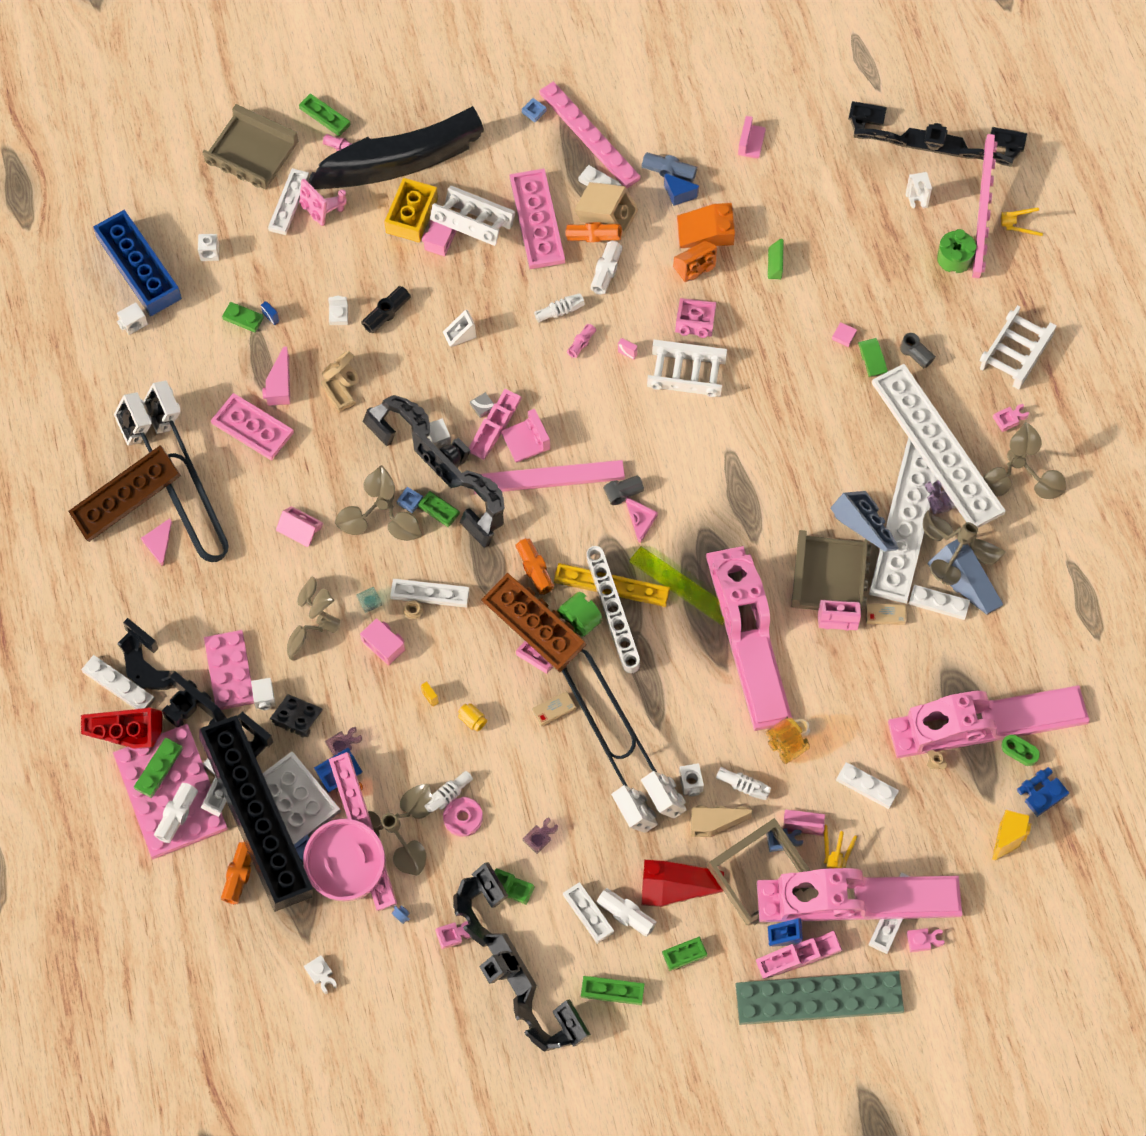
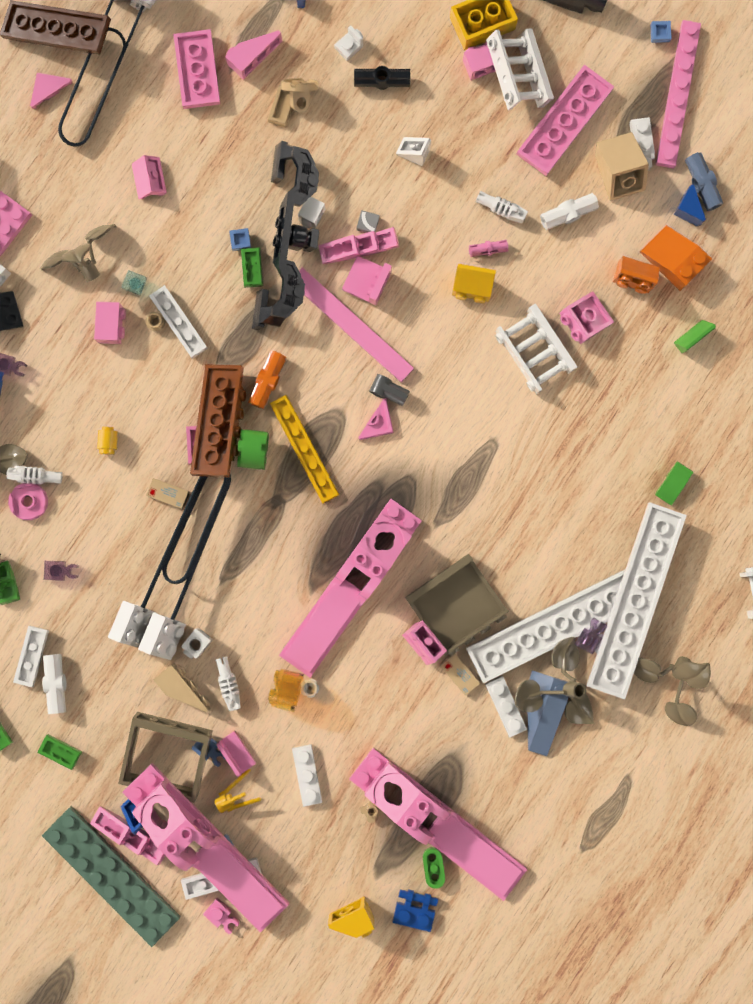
camera: 45 degrees right, 20 degrees up
(379, 484) = (212, 208): dark tan plant -> none
(429, 694) = (97, 393): yellow tile -> none
(593, 232) = (590, 174): orange piece -> none
(598, 368) = (473, 283): none -> yellow slope
(613, 600) = (272, 474): white beam -> none
(627, 348) = (512, 289): bright pink tile -> none
(675, 882) = (106, 697): red wedge -> none
(678, 583) = (349, 497): clear neon green tile -> none
(844, 334) = (675, 444): bright pink tile -> none
(860, 514) = (523, 590): sand blue wedge -> none
(917, 351) = (710, 516): dark grey piece -> none
(1008, 418) = (713, 632): bright pink plate -> none

